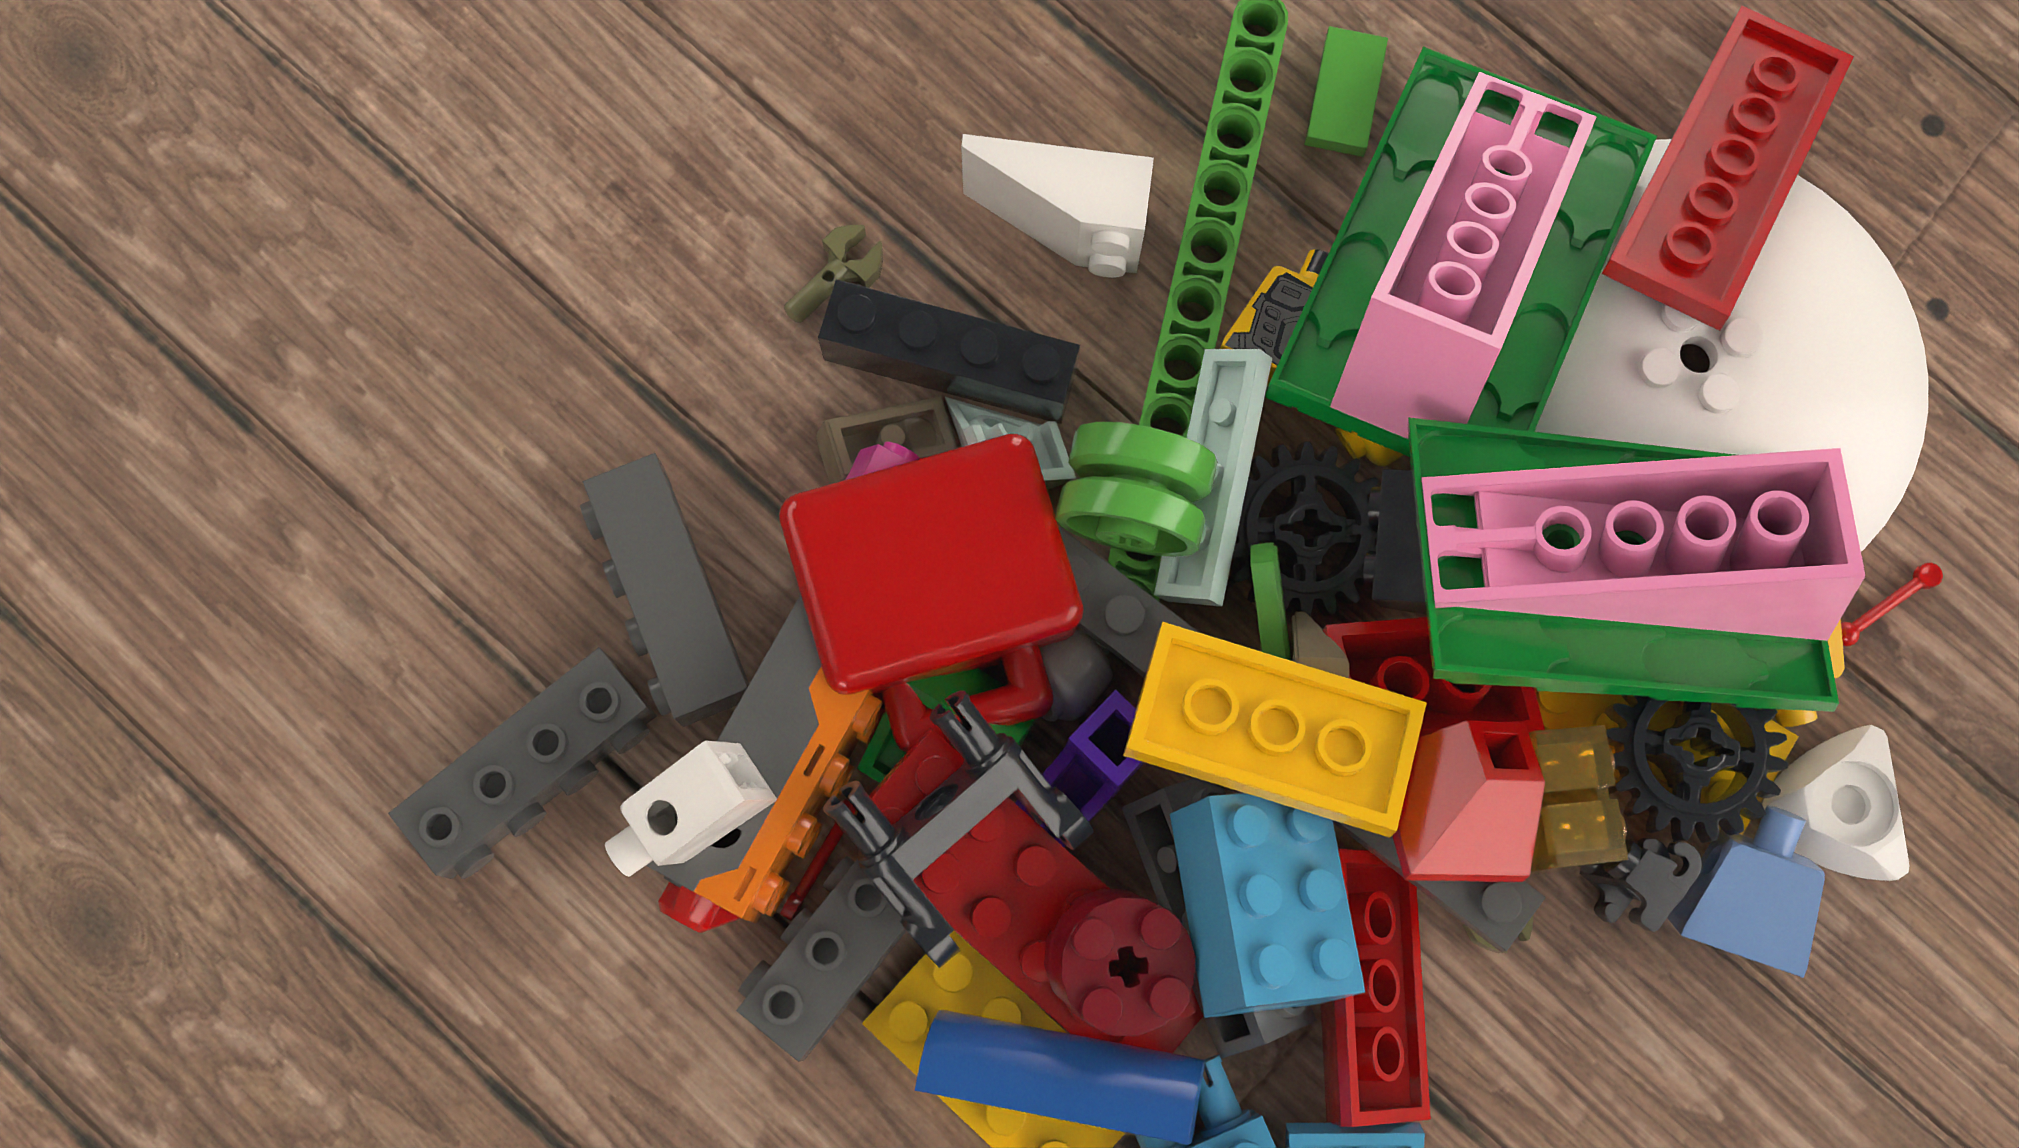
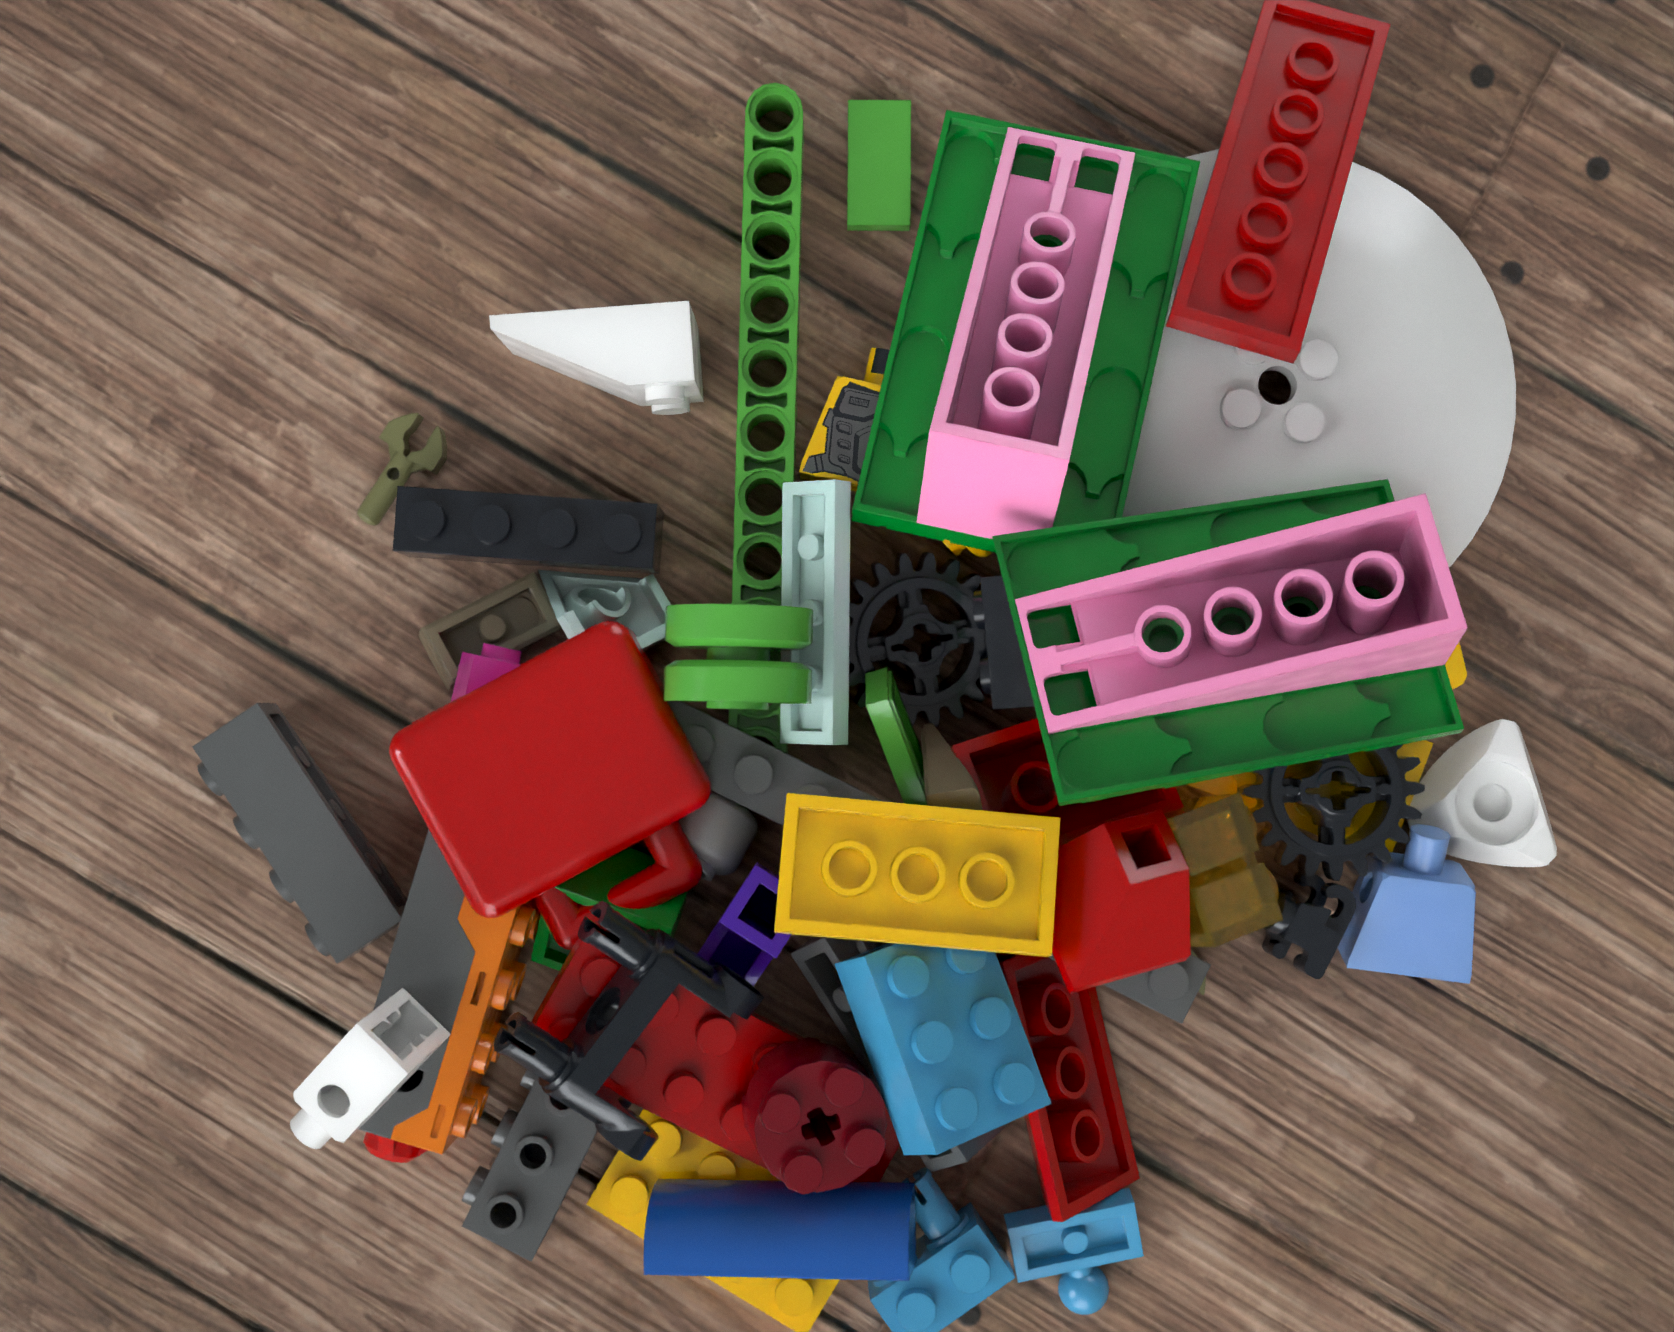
camera: 10 degrees left, 10 degrees up
(523, 766) = (206, 1029): dark grey brick -> none
(797, 898) = (529, 1004): red hinge -> none
(1924, 577) = (1535, 554): red hinge -> none

